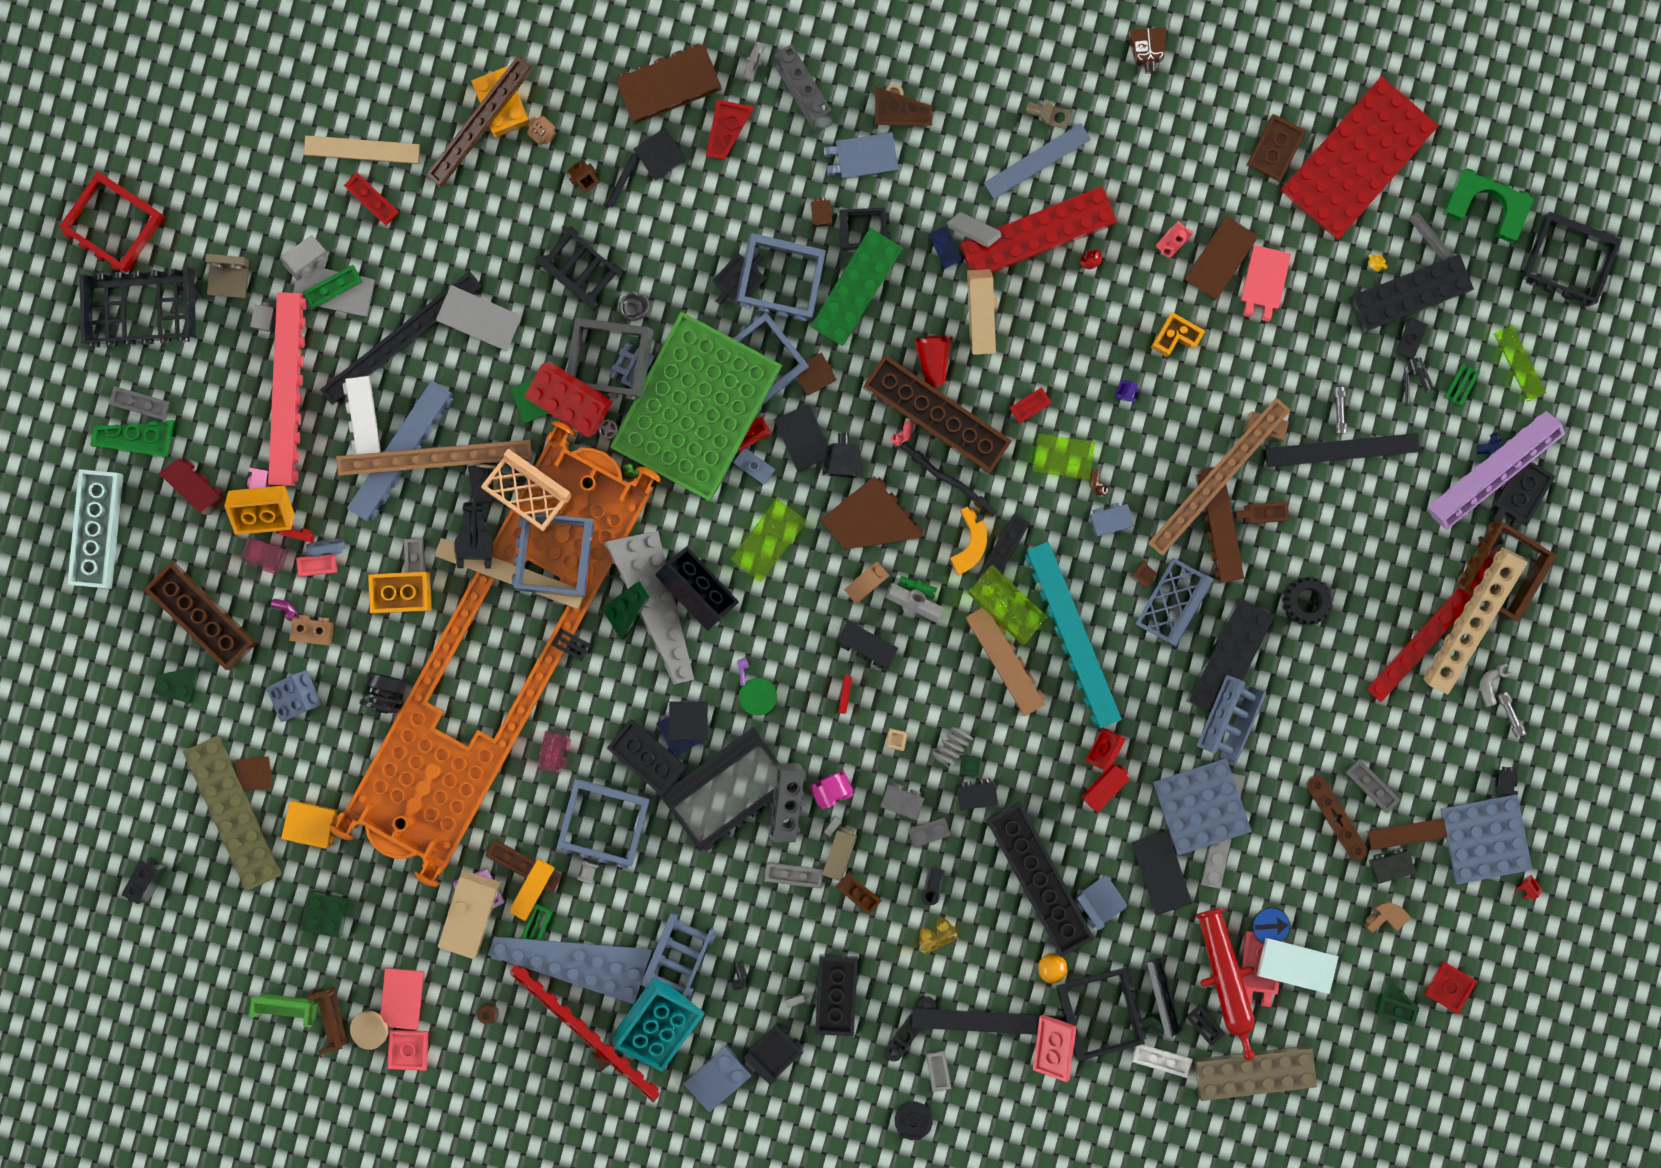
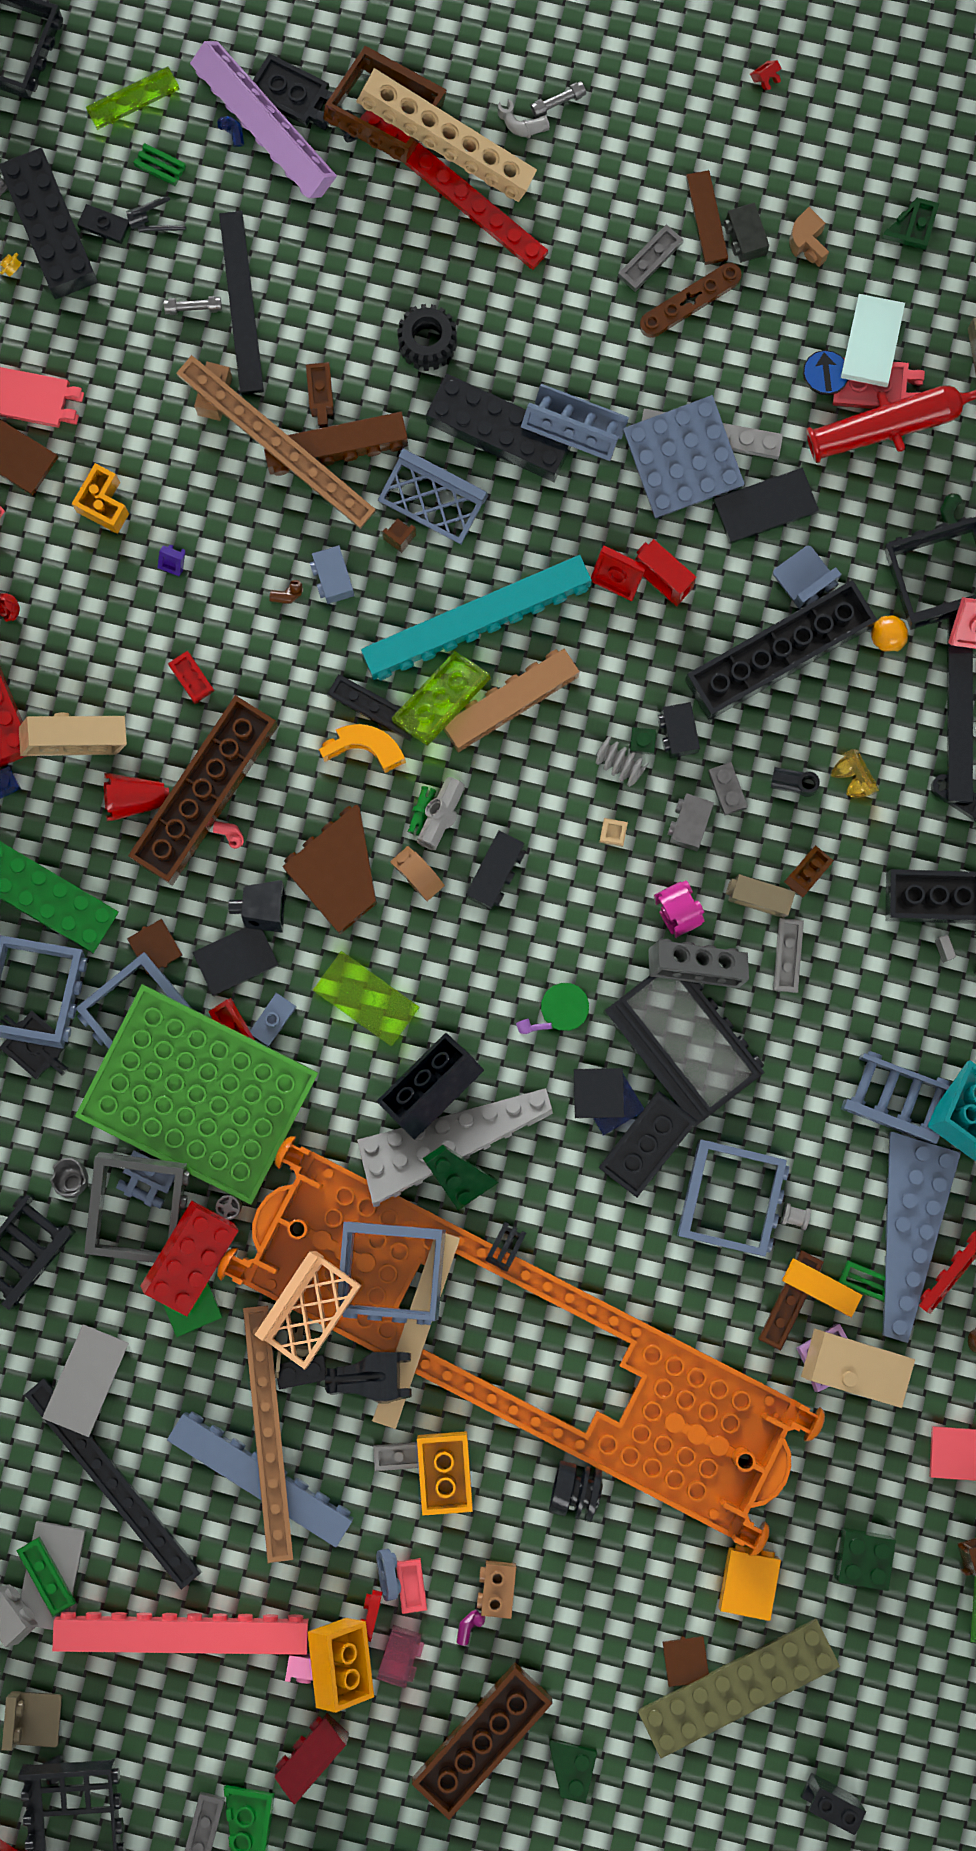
camera: 90 degrees left, 5 degrees down
(263, 317) = (87, 1668): light grey brick -> none
(293, 696) = (583, 1610): sand blue bracket -> none
(362, 415) = (213, 1530): white brick -> none
(553, 751) = (643, 1265): clear pink brick -> none
(629, 471) = (282, 1178): bright green arm -> none
(741, 974) = (917, 1017): black arm -> none
(832, 826) = (725, 907): light grey tile -> none
(845, 694) = (559, 895): red tile -> none
(979, 501) = (311, 737): black bar -> none
(1063, 456) = (254, 635): clear neon green tile -> none
(1163, 997) = (919, 498): black tile -> none
(1194, 1012) = (936, 462): black tile -> none
(1450, 987) = (889, 164): red tile -> none
(1486, 839) = (709, 125): sand blue plate -> none
(1505, 781) = (639, 103): black brick -> none

